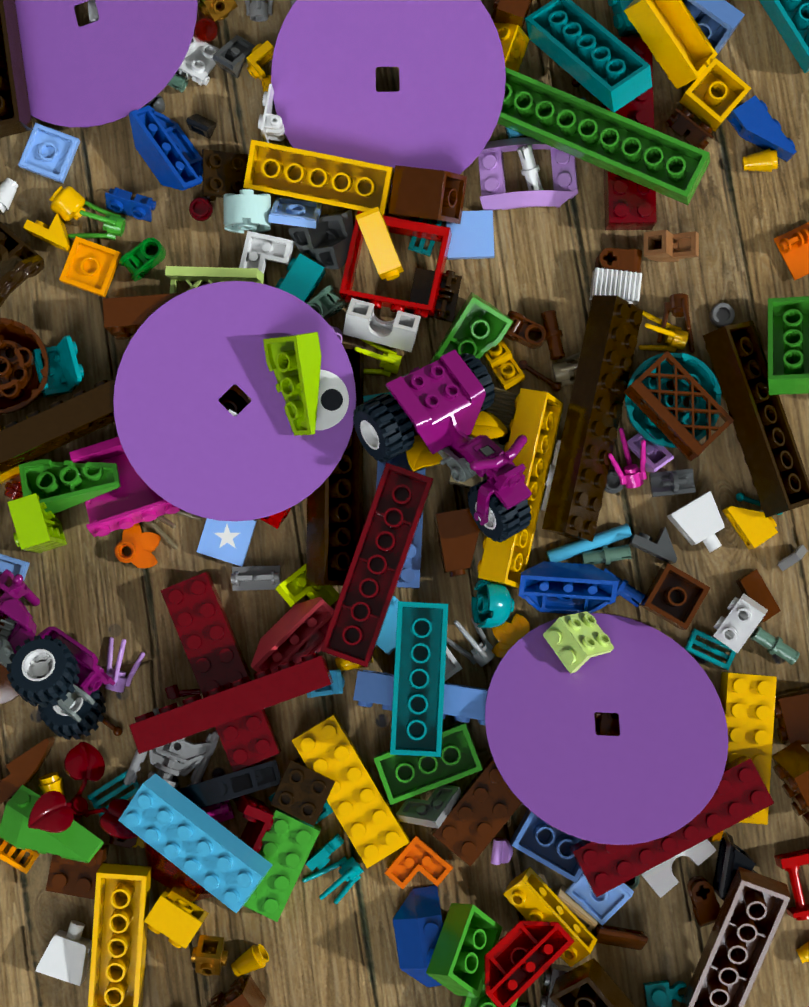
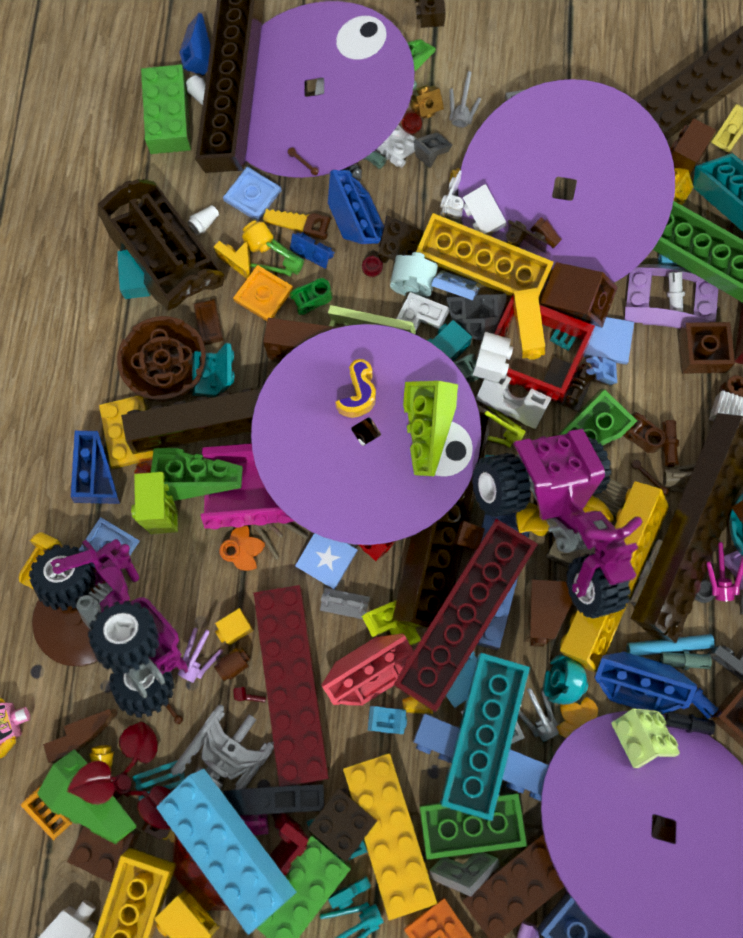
camera: 20 degrees right, 10 degrees down
(39, 311) = (208, 322): none -> reddish brown tile
(80, 97) = (292, 153): none -> reddish brown hinge
(108, 175) = (299, 222): none -> piece
(149, 628) = (233, 627): none -> yellow brick
(157, 665) = (232, 664): none -> reddish brown brick
(201, 125) = (388, 199): black slope -> none
(226, 364) = (365, 398): none -> yellow animal
(227, 705) = (294, 716): dark red brick -> none
(258, 58) = (452, 154): yellow bracket -> none
(307, 123) = (484, 210): none -> white brick
(347, 142) = (517, 233): none -> dark brown hinge
(349, 288) = (492, 357): none -> white brick
(365, 482) = (469, 535): none -> reddish brown plate
(377, 133) = (545, 228): none -> reddish brown cone
(470, 271) = (604, 369): none -> medium blue plate
(504, 366) = (621, 465): yellow slope -> none
(572, 223) = (706, 347): none -> reddish brown brick
(620, 616) = (690, 723): none -> black axle

